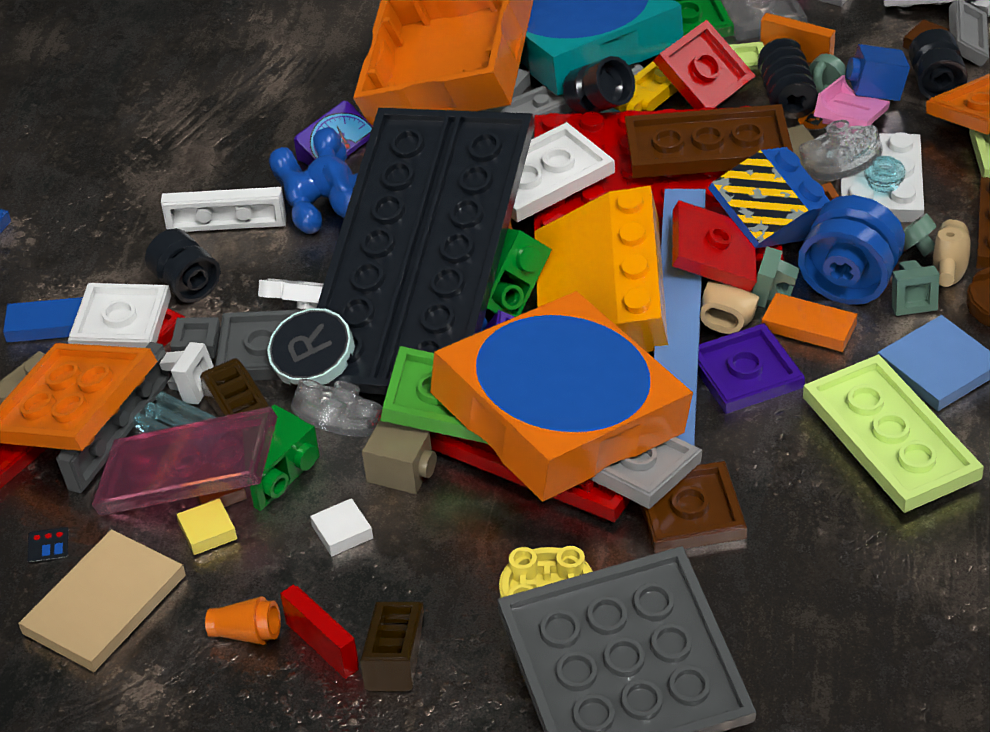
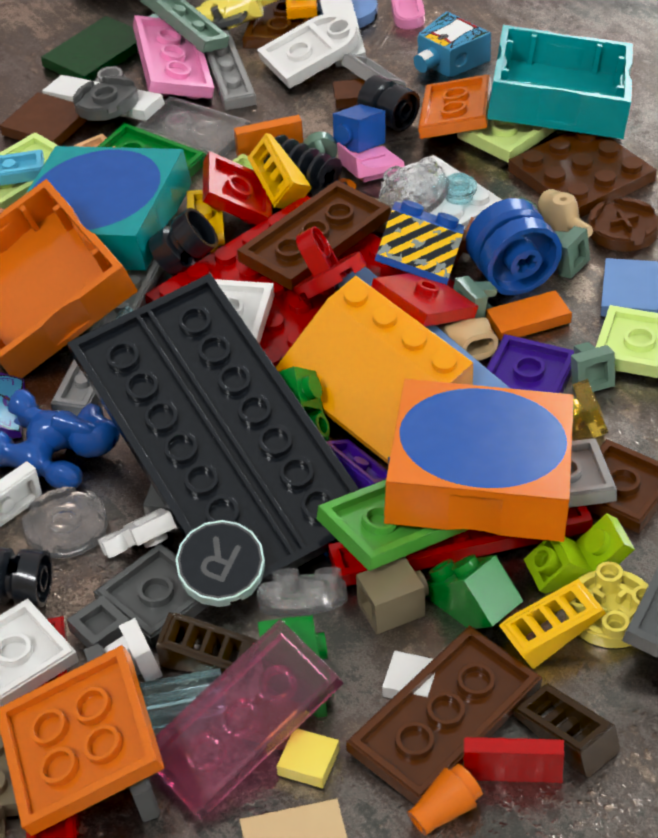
camera: 45 degrees left, 0 degrees up
(271, 252) = (65, 522): none -> clear tile
(368, 568) = (469, 697): none -> reddish brown tile
(453, 496) = (473, 590): none -> green slope
(455, 558) = (549, 642): none -> yellow slope
(562, 524) = (560, 563): none -> lime slope
(658, 169) = (323, 264): none -> red tile
(737, 425) = (587, 410): none -> clear yellow tile
(752, 76) = (294, 182): none -> yellow slope
(788, 396) = (593, 364): none -> sand green tile

